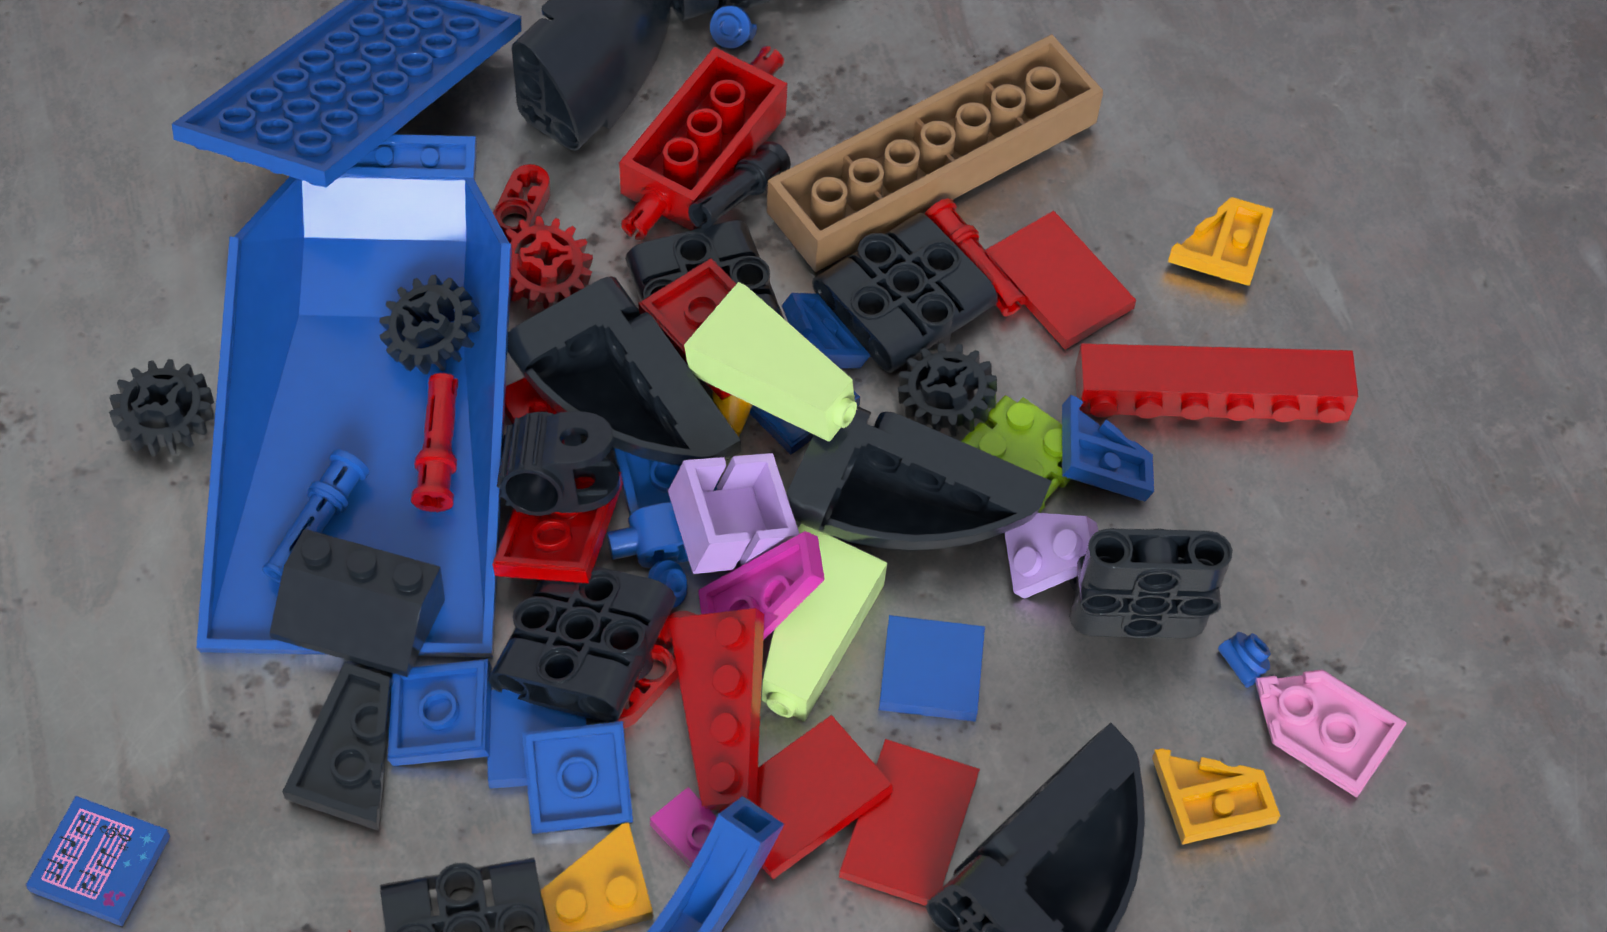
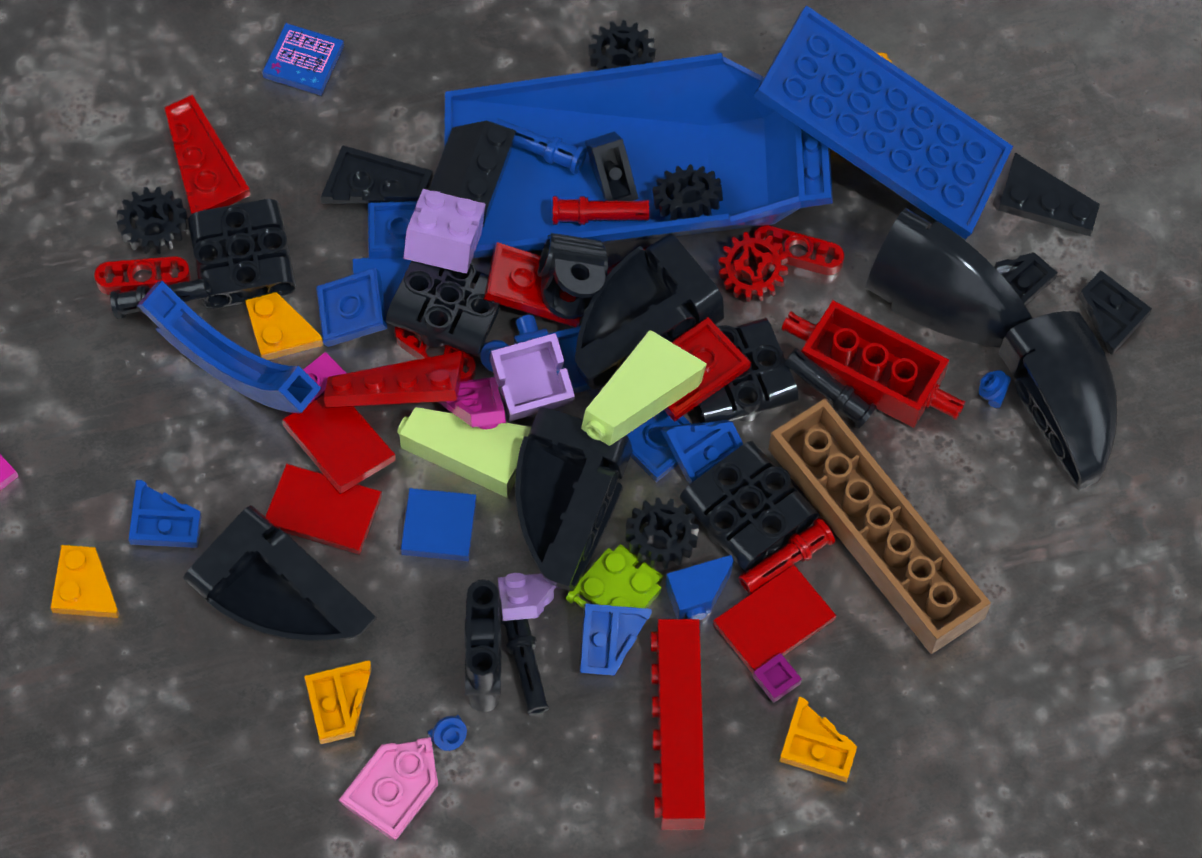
camera: 90 degrees right, 5 degrees up
(368, 419) = (611, 167): none -> black slope
(482, 619) = (444, 231): none -> lavender piece
(1026, 352) = (698, 587): none -> blue slope
(1144, 276) = (777, 678): none -> magenta plate

